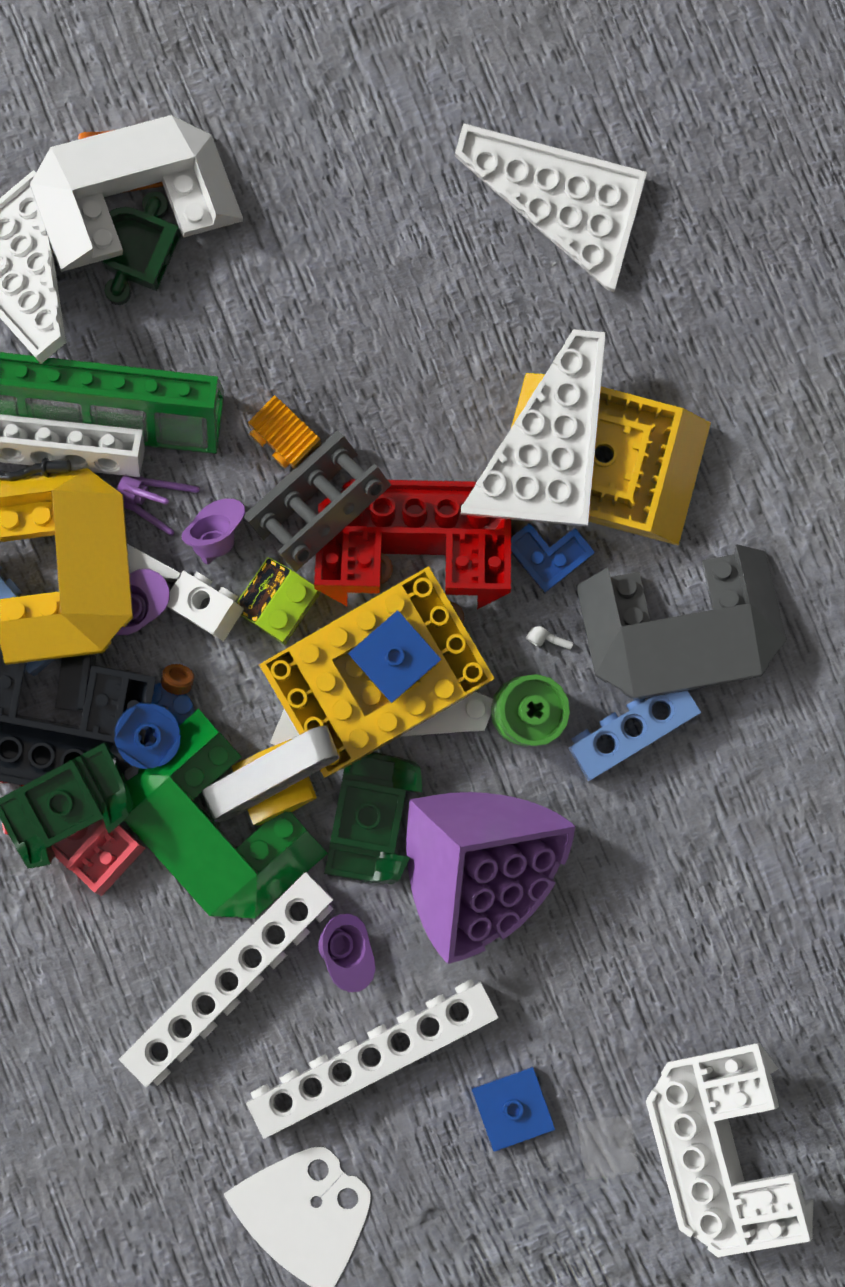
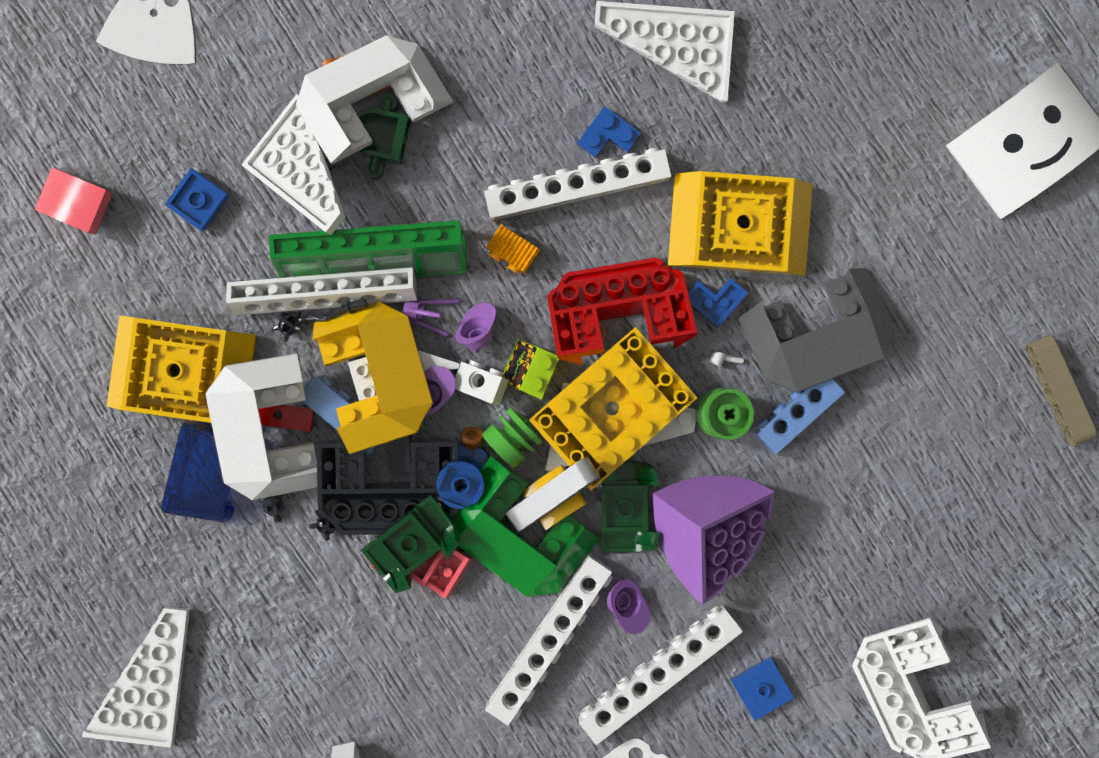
camera: 15 degrees left, 5 degrees up
(43, 566) = (362, 378): none -> white brick
(232, 687) = (512, 437): none -> bright green wheel
(301, 485) = (532, 283): dark grey fence -> none
(341, 375) = (653, 157): none -> white brick
(394, 656) = (625, 397): blue plate -> none
(449, 294) = (608, 127): none -> blue plate
(549, 453) = (706, 228): white wing -> none

